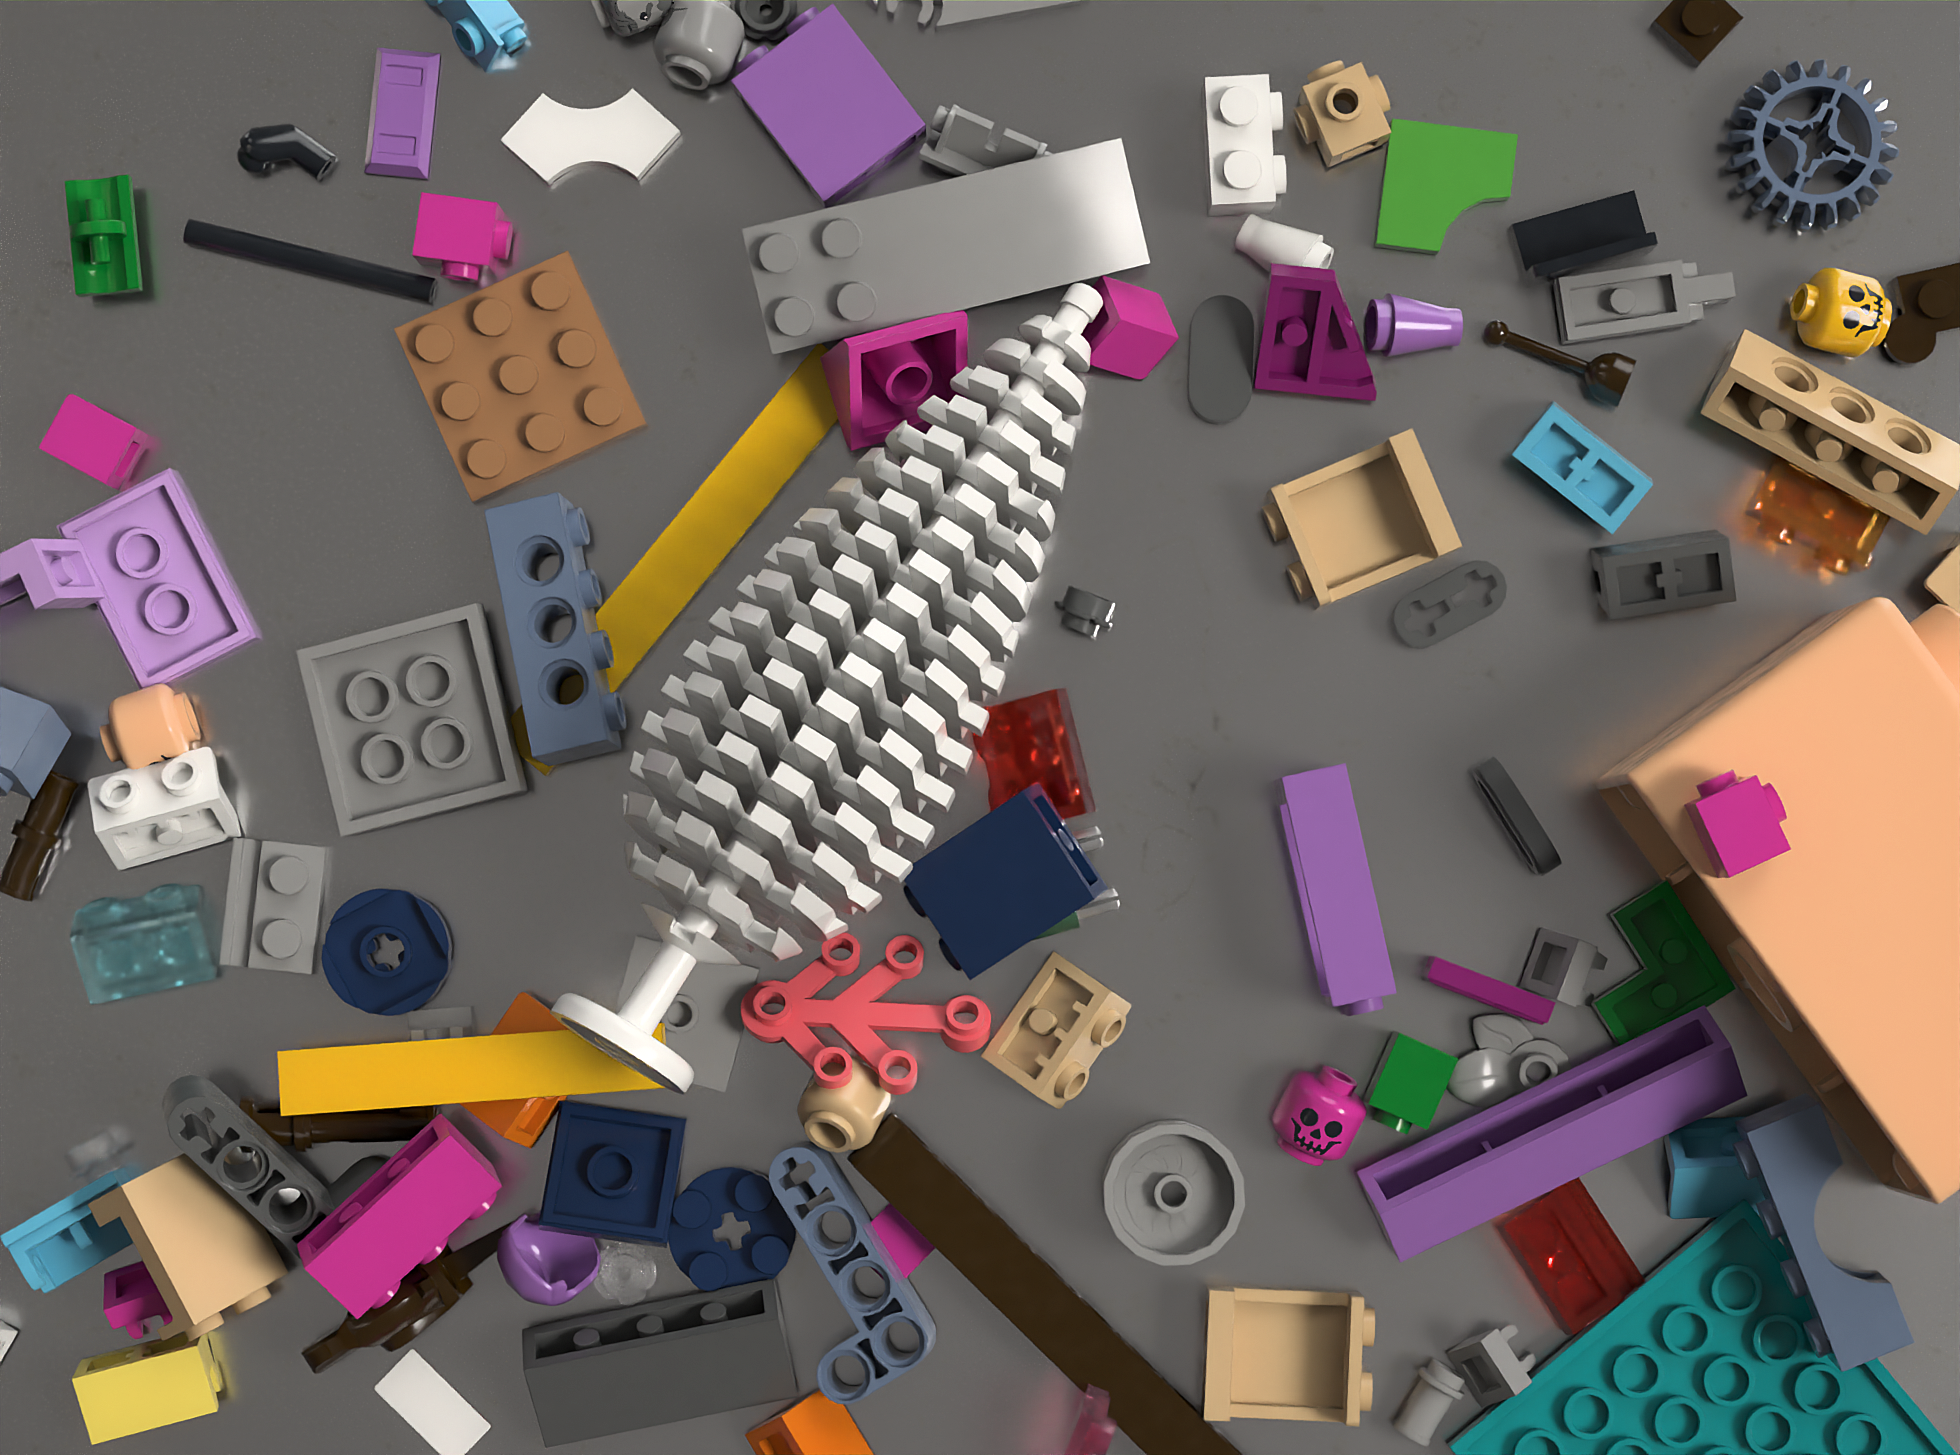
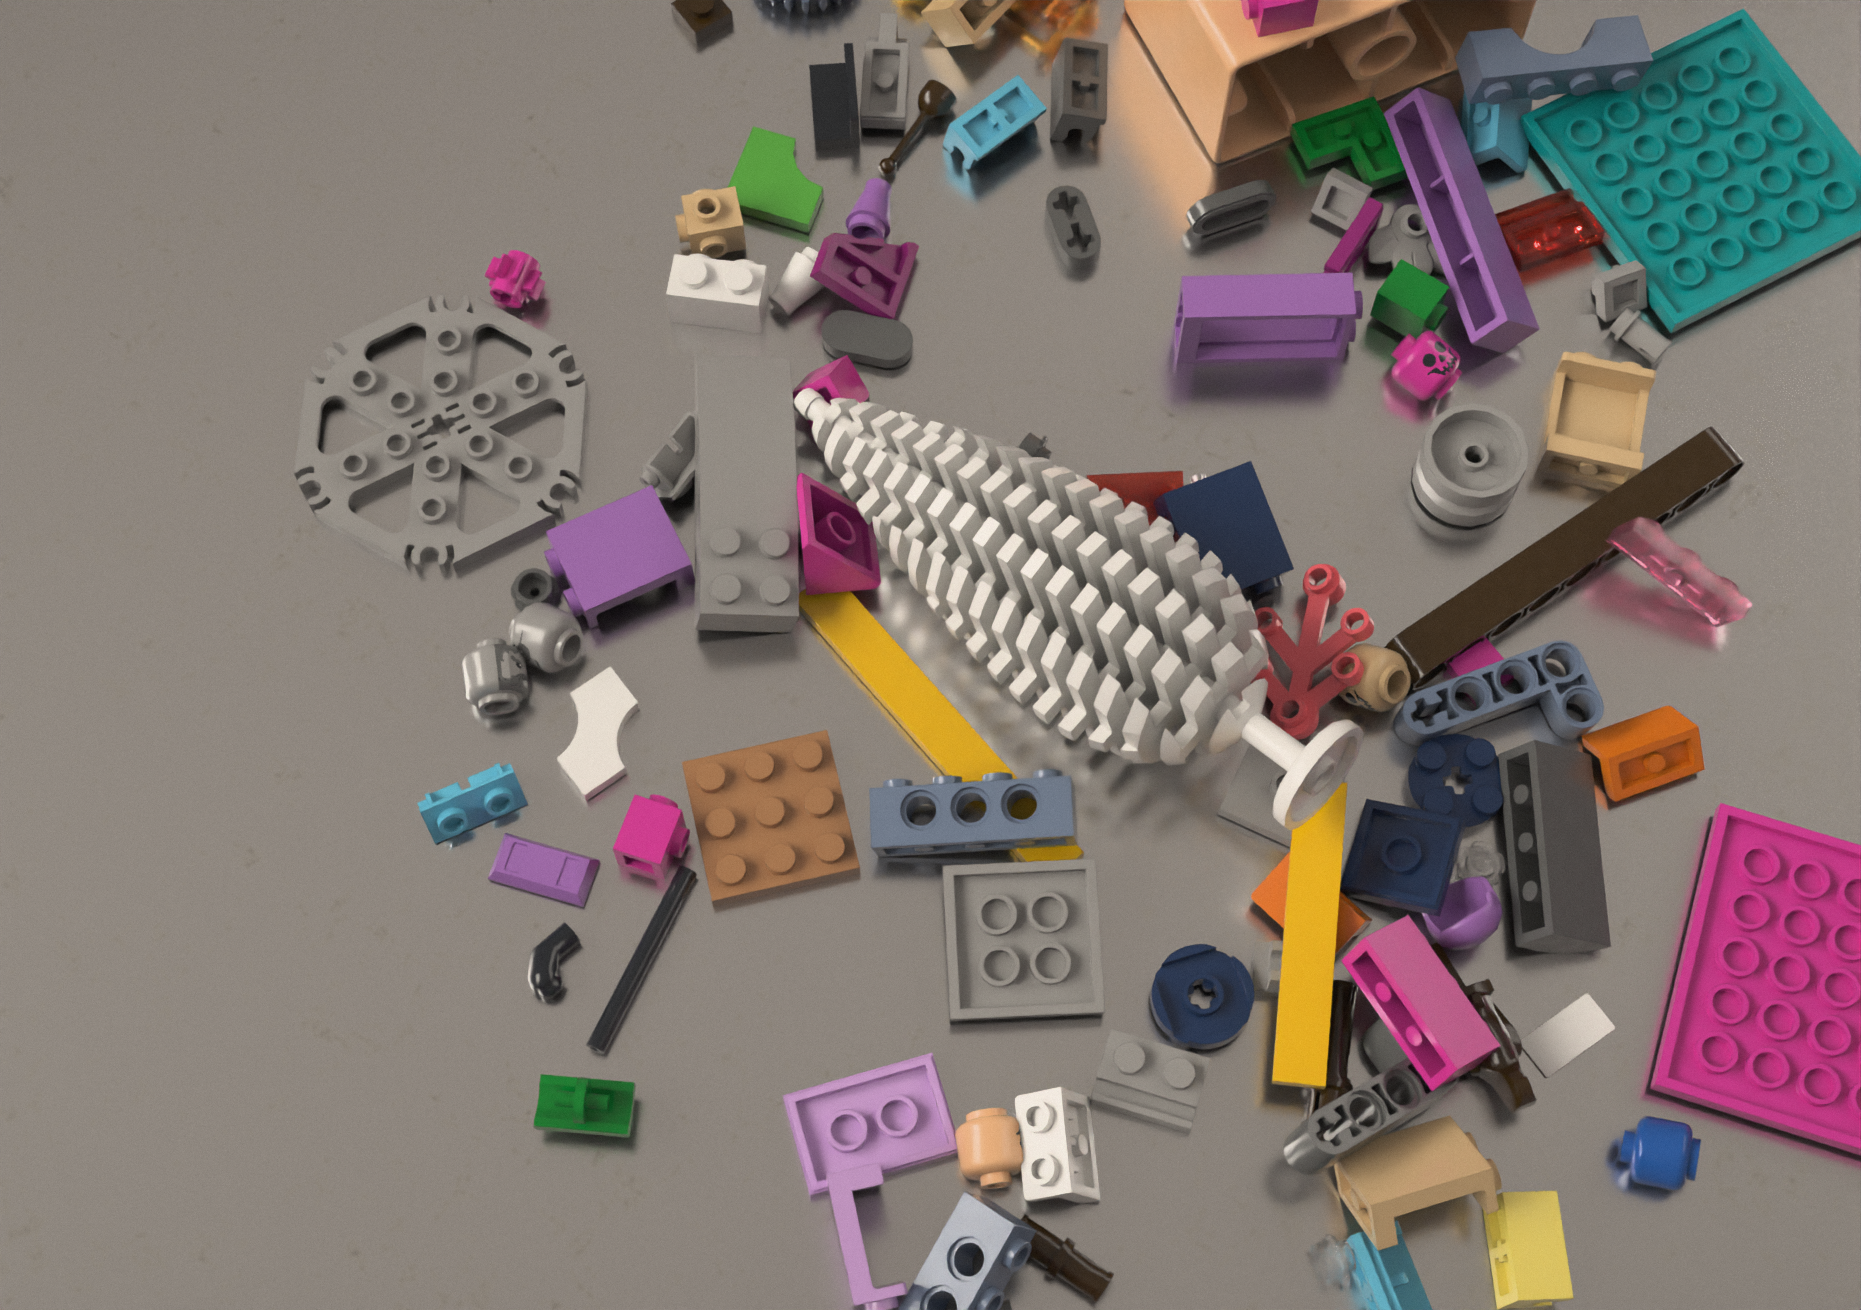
camera: 80 degrees left, 20 degrees down
(93, 441) = (749, 1147): dark pink panel -> none
(132, 1297) = (1451, 1240): dark pink tile -> none
(142, 943) = (1163, 1186): clear light blue bracket -> none
(1057, 1031) = (1337, 528): tan bracket -> none
(1361, 521) = (1002, 265): tan panel -> none

